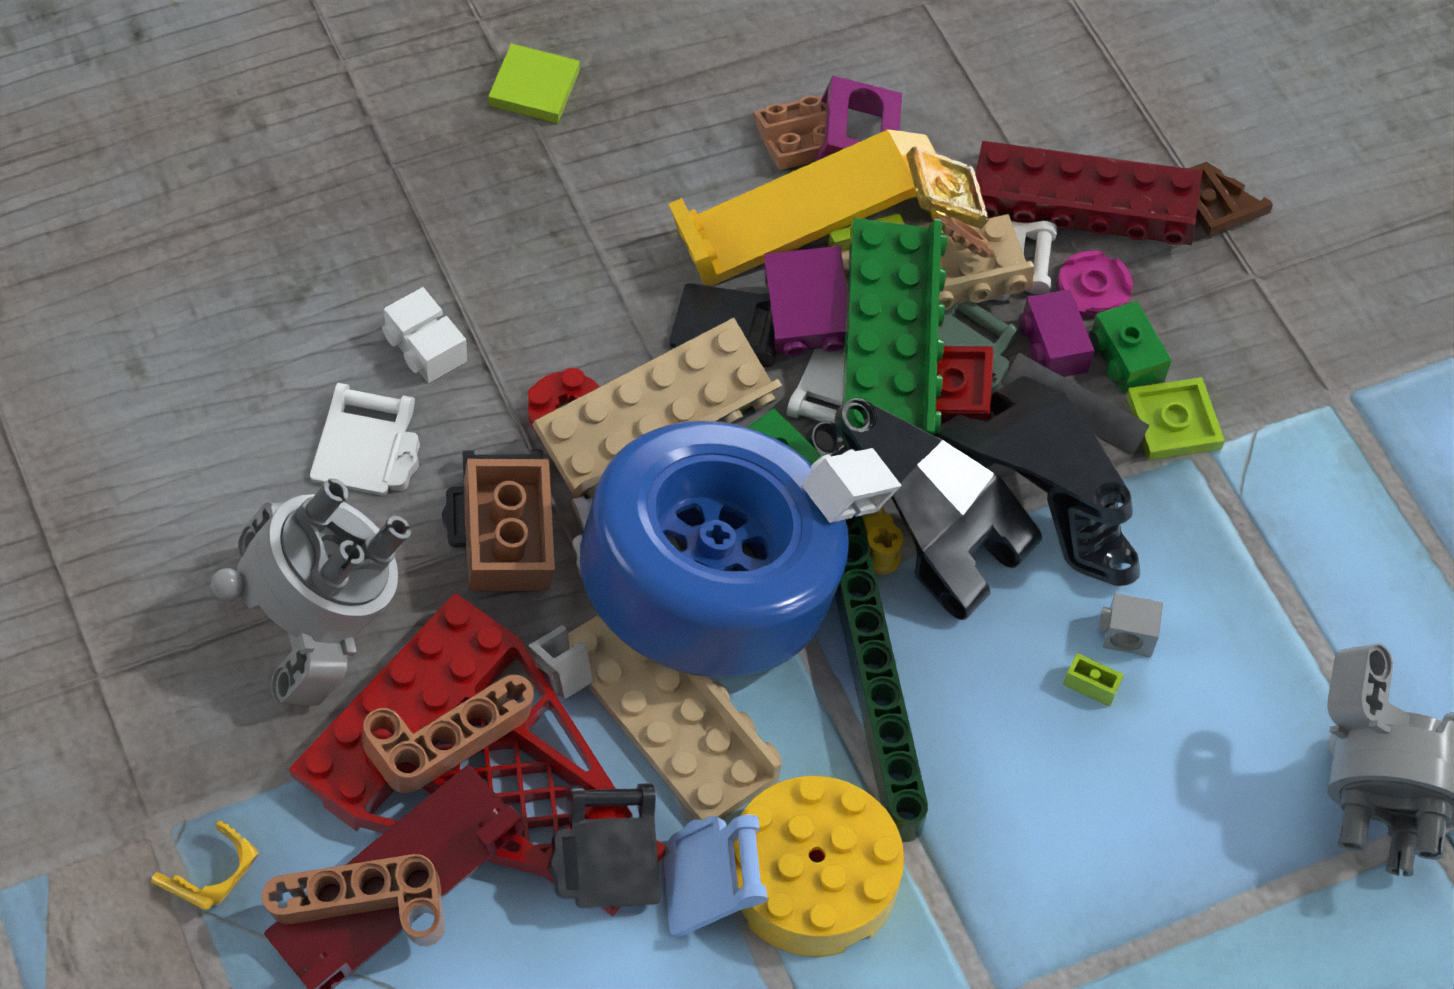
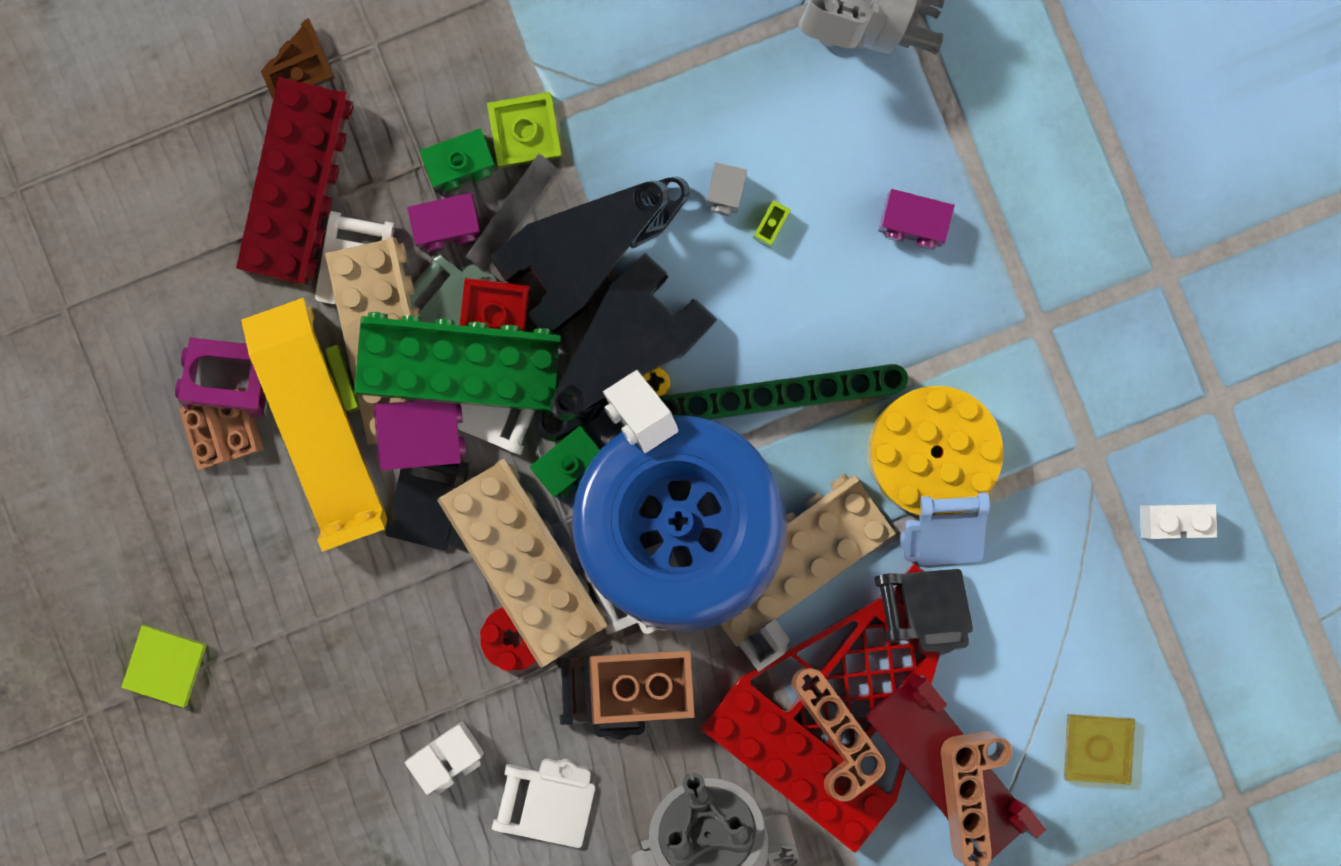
camera: 85 degrees left, 30 degrees up
(947, 187) = (308, 306): clear yellow tile -> none
(966, 236) = (373, 285): nougat gear -> none
(1095, 282) = (386, 183): dark pink tile -> none
(1119, 843) = (916, 219): none -> magenta brick

